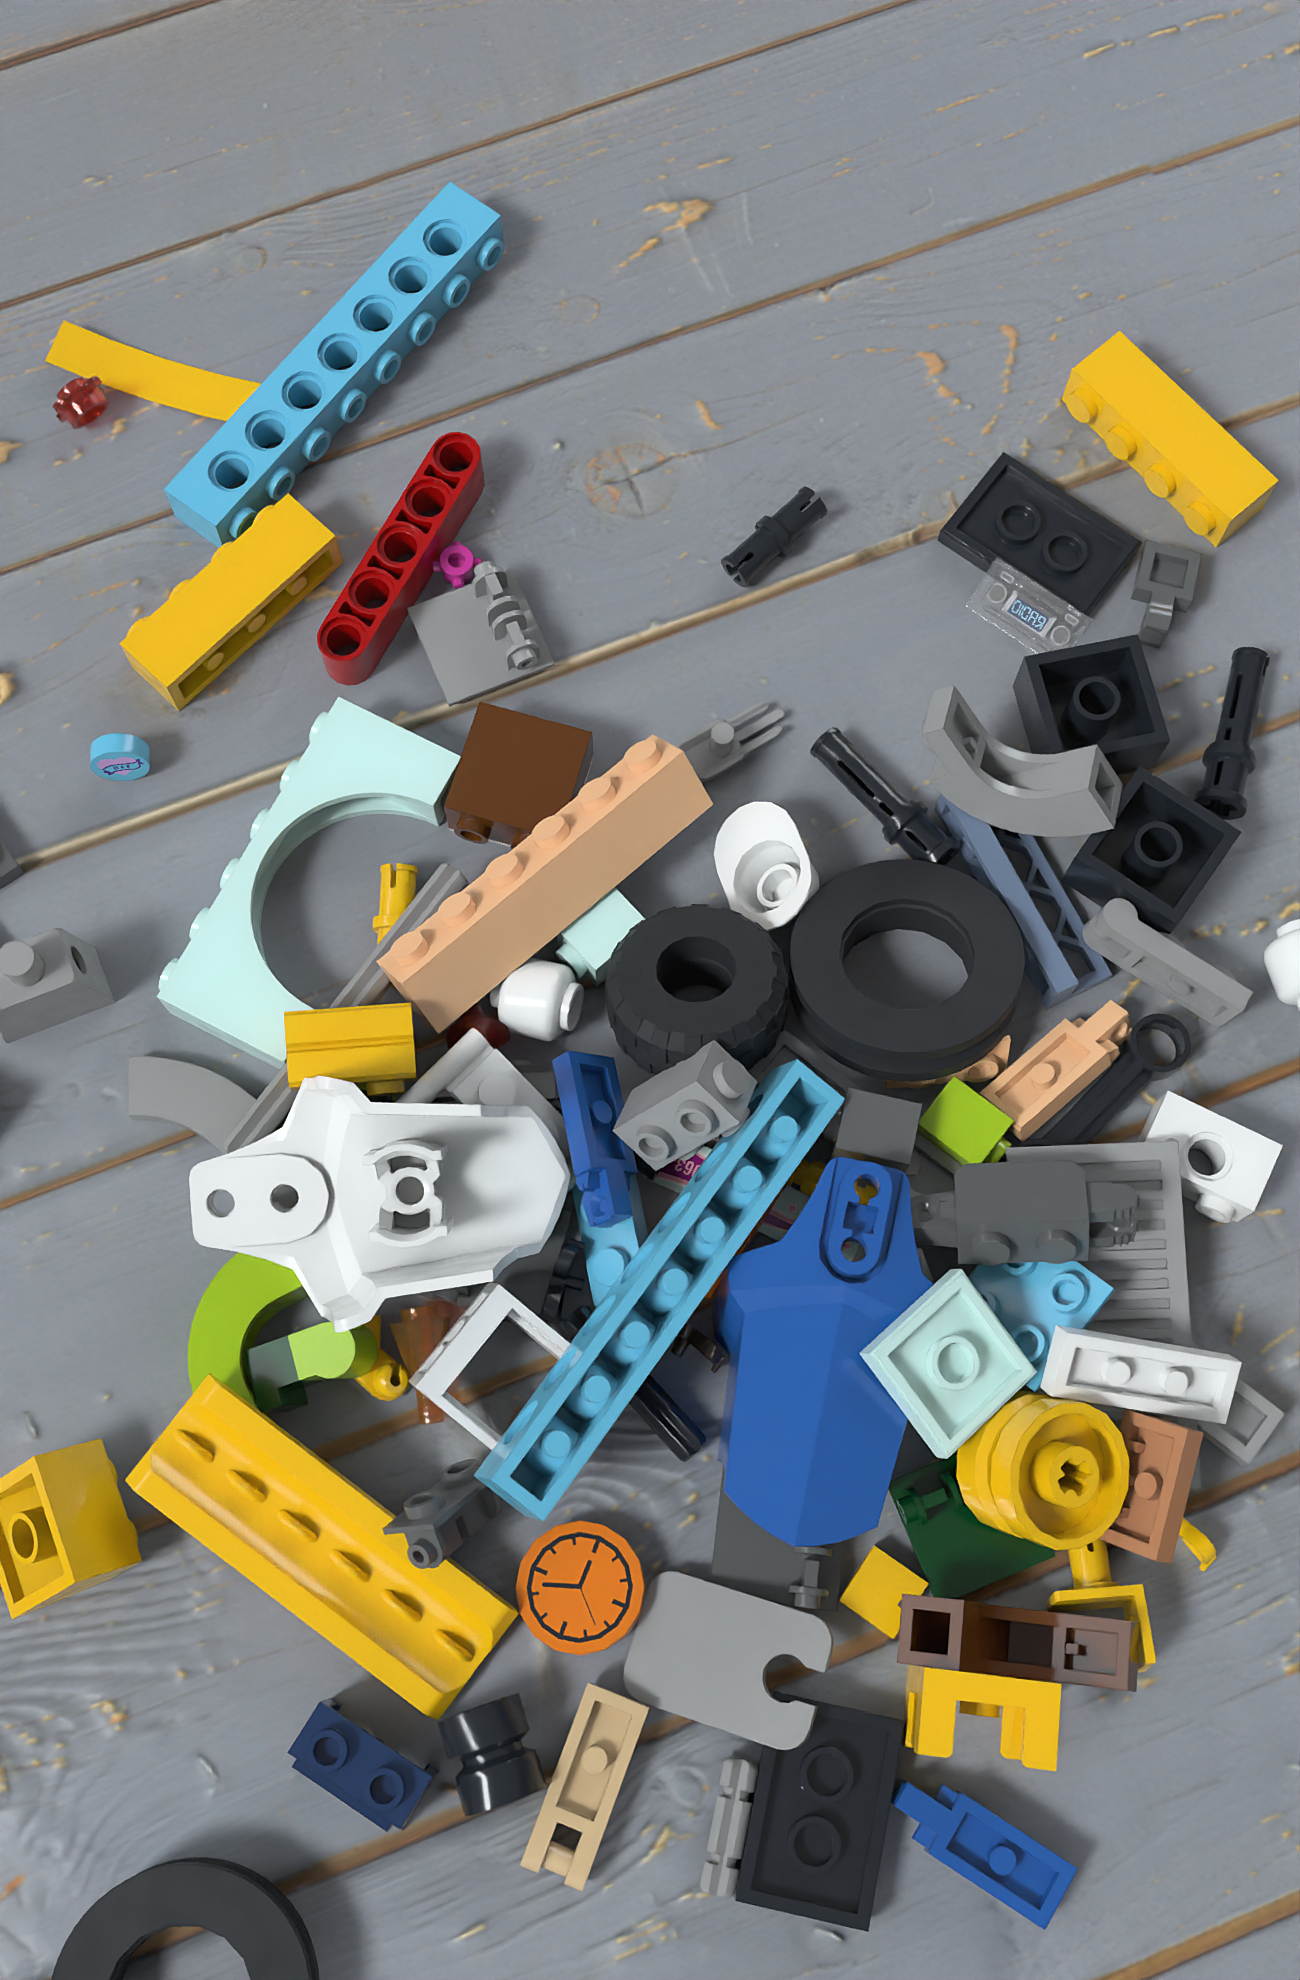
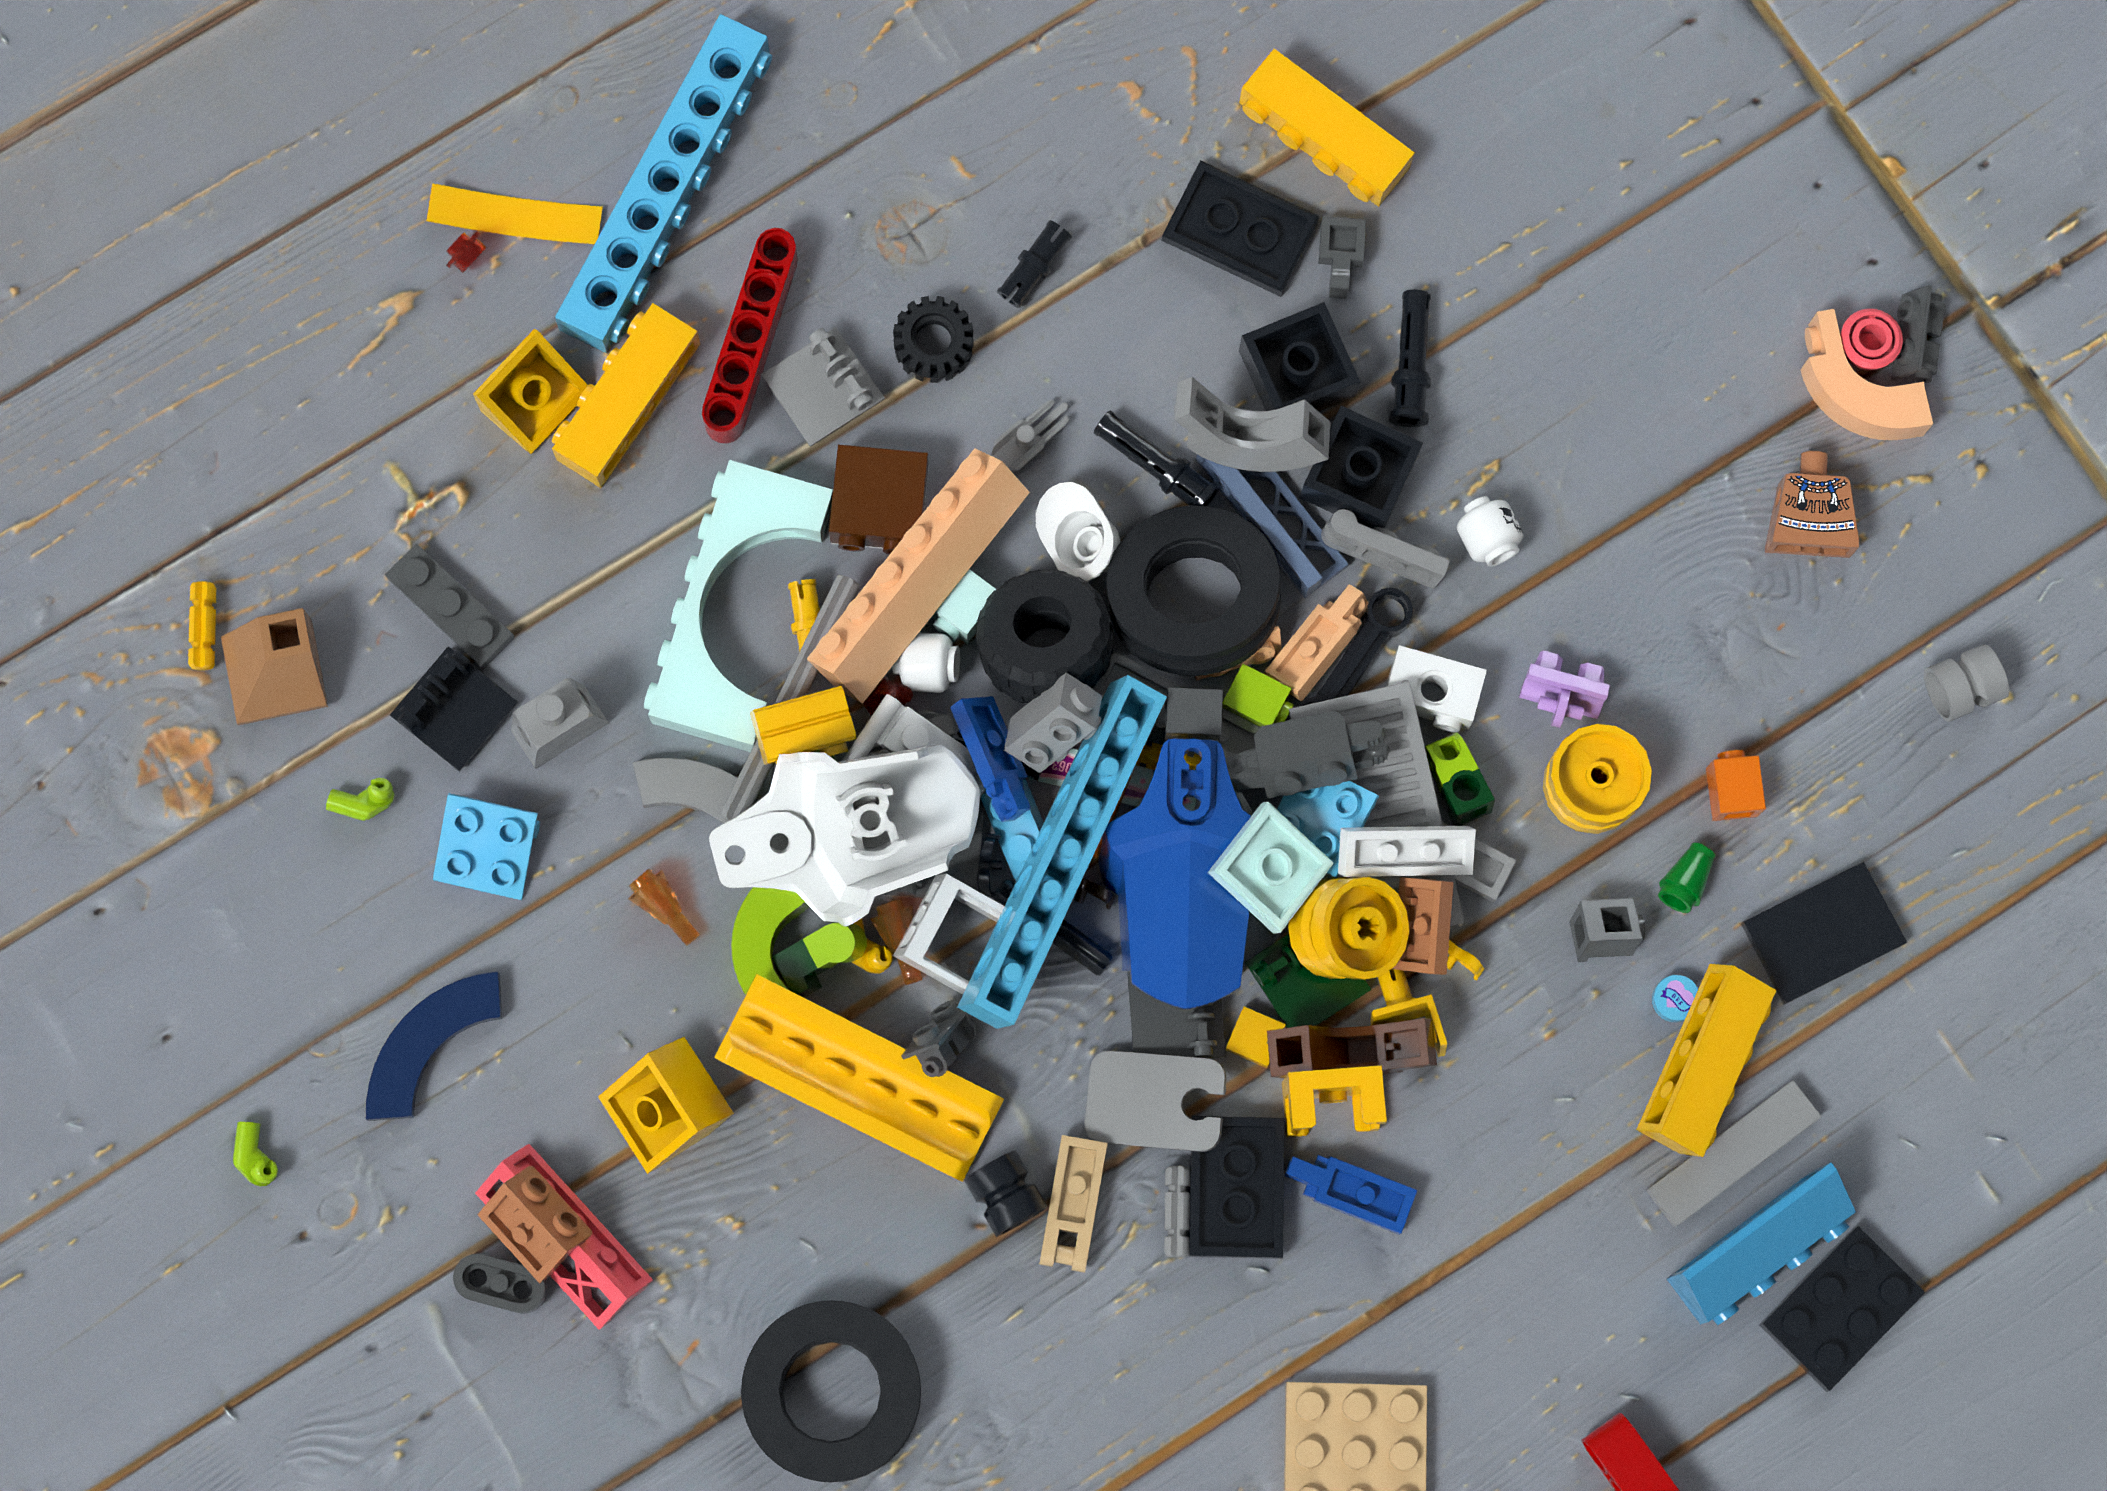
camera: 15 degrees left, 5 degrees up
(111, 572) = (530, 392): none -> yellow slope
(115, 1241) = (657, 898): none -> clear orange cone
(119, 757) = (569, 535): medium azure tile -> none
(359, 1768) = (918, 1219): dark blue window -> none
(456, 564) = (791, 331): dark pink piece -> none
(580, 1588) = (1043, 1074): orange tile -> none
(630, 573) = (941, 314): none -> black tyre
(1027, 610) = (1240, 290): clear tile -> none
(1222, 1288) = (1459, 780): none -> leg

